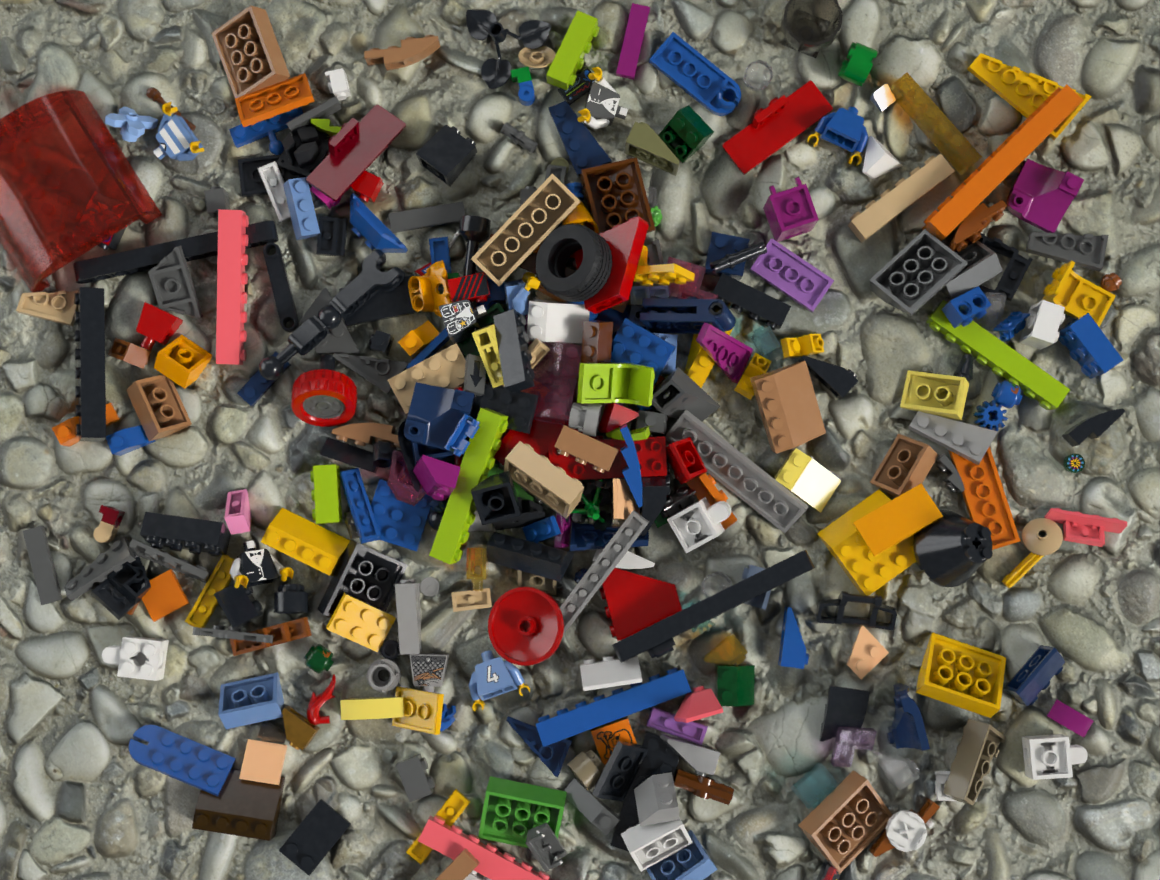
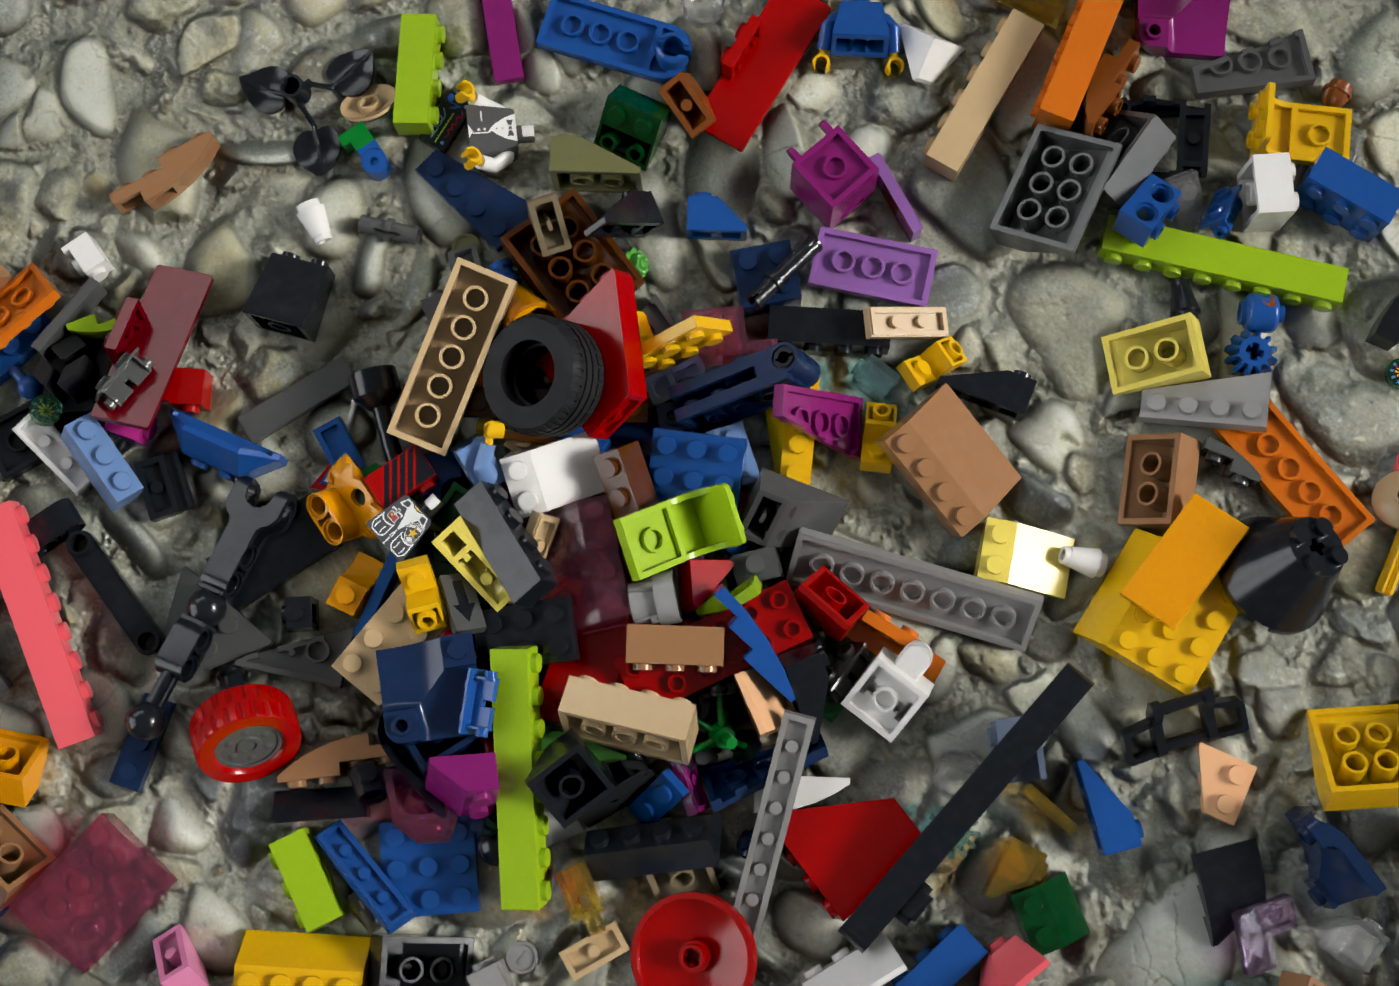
camera: 20 degrees left, 5 degrees down
(205, 452) = (93, 892): none -> clear pink slope
(280, 165) = (45, 410): none -> clear green tile
(325, 169) = (129, 369): none -> dark grey hinge
(454, 360) = (422, 594): none -> yellow slope
(478, 114) = (314, 219): none -> white cone
(612, 173) = (548, 224): none -> dark tan slope
(661, 187) = (629, 217): none -> black slope
(710, 208) = (712, 219): none -> blue slope
(724, 133) = (688, 103): none -> dark orange slope
(759, 626) = (1047, 809): none -> clear yellow tile
(797, 315) = (905, 322): none -> tan tile
(822, 239) = (897, 199): none -> medium lavender tile
(841, 495) = (1084, 560): none -> white cone

